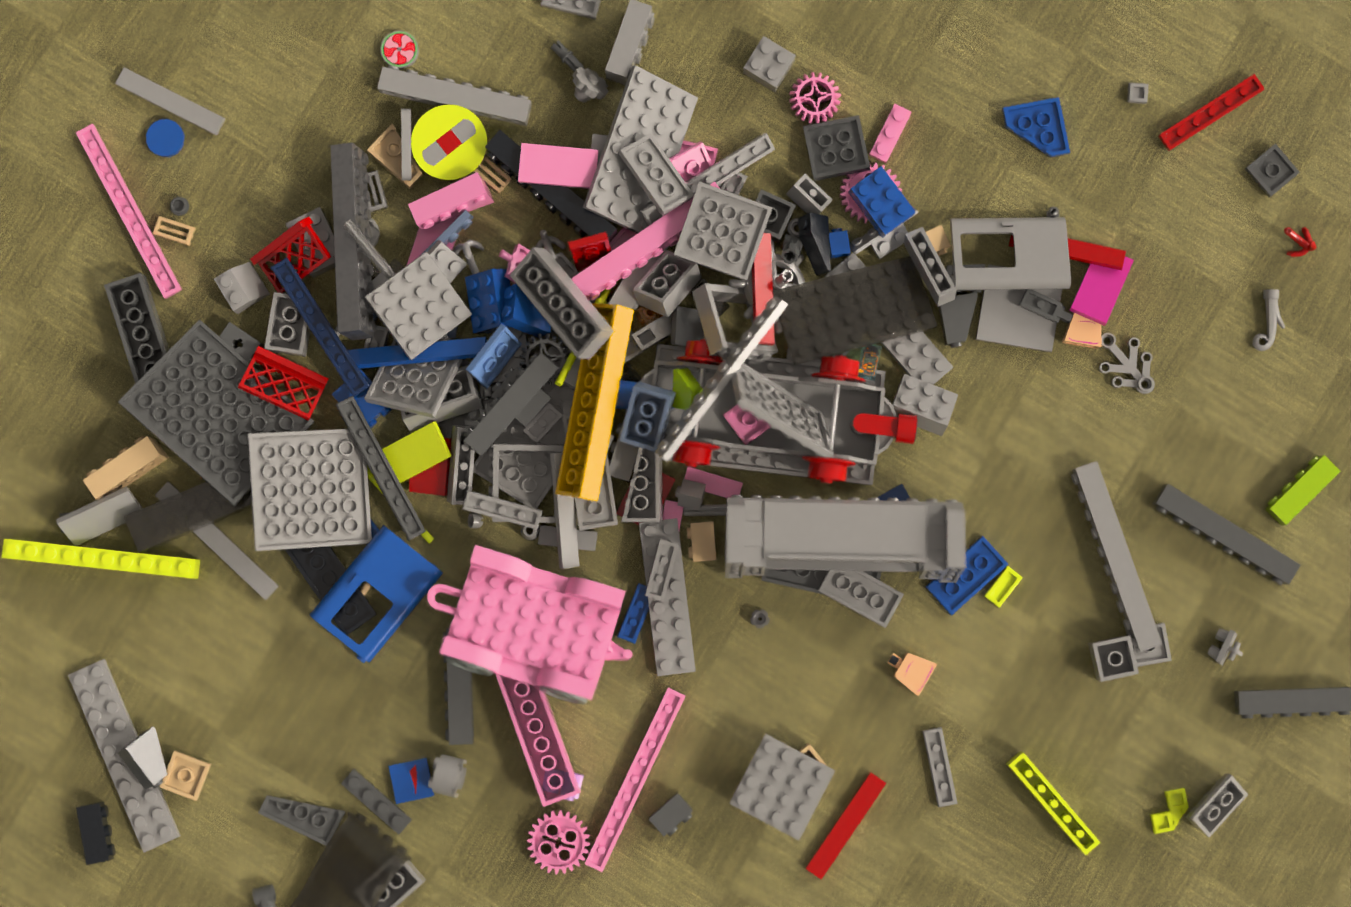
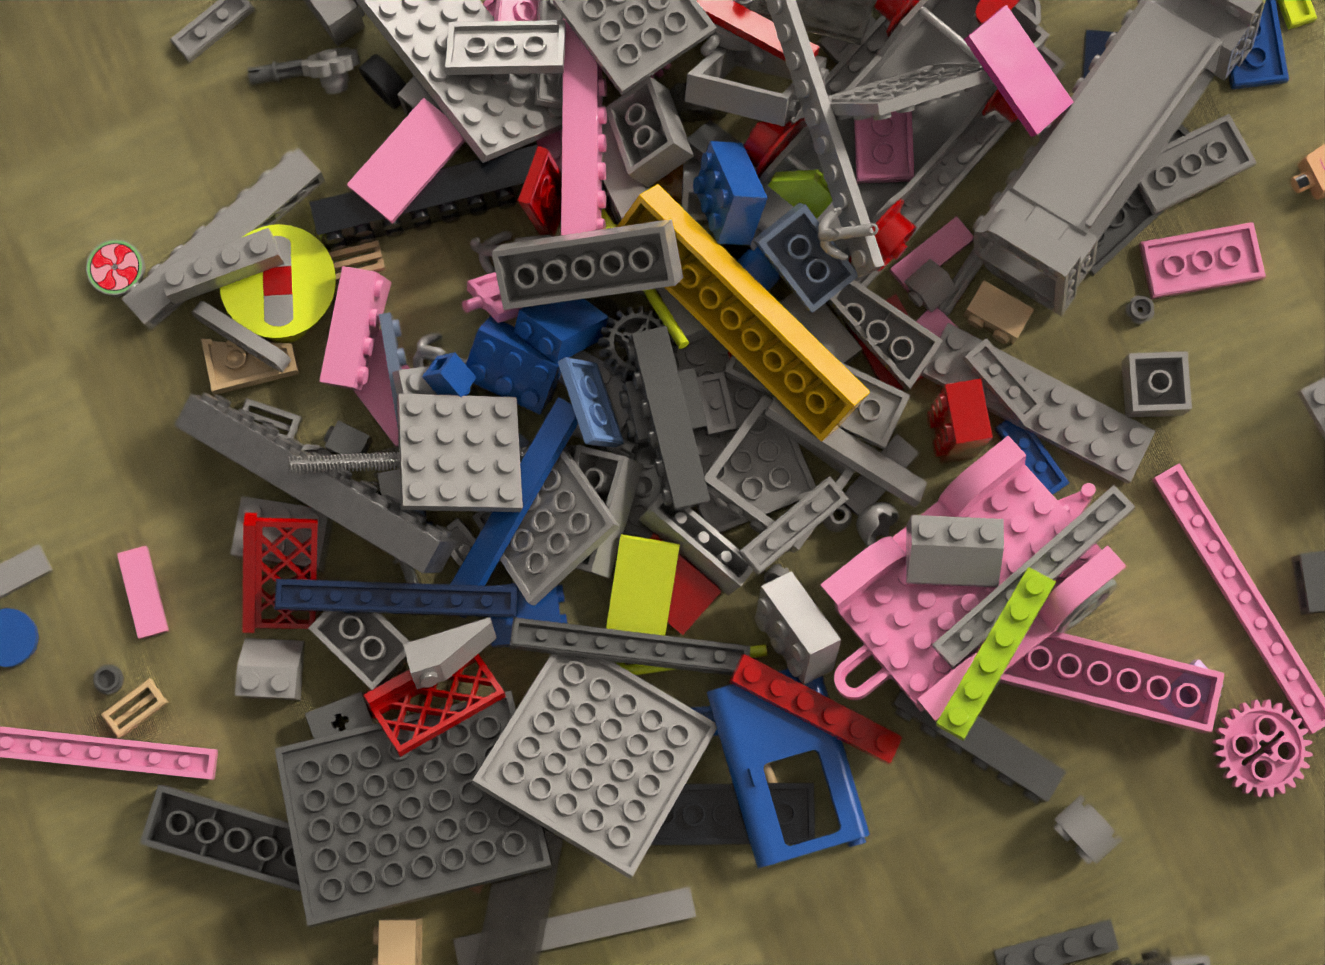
camera: 60 degrees left, 5 degrees down
(237, 191) = (143, 592): none -> bright pink tile
(307, 372) = (443, 654): none -> light grey slope
(389, 241) = (346, 440): none -> dark grey brick
(411, 780) = (1058, 885): blue tile -> none
(413, 588) = (816, 709): none -> red plate
(433, 107) = (220, 266): none -> light grey brick
(448, 549) = (797, 628): none -> light grey brick
(457, 271) = (449, 376): none -> blue brick
(496, 661) = (995, 654): none -> lime plate
(540, 552) = (876, 521): none -> light grey hair
(540, 603) = (954, 550): none -> light grey slope
(555, 655) = (1050, 561): none -> light grey plate
(600, 118) = (383, 80): none -> black tyre
(618, 560) = (959, 421): none -> red brick
(656, 351) = (730, 193): none -> blue brick
(660, 421) = (826, 235): none -> light grey piece
(720, 654) = (1156, 384): none -> light grey brick
(812, 634) = (1202, 260): none -> bright pink tile
(828, 461) = (1018, 70): none -> tile

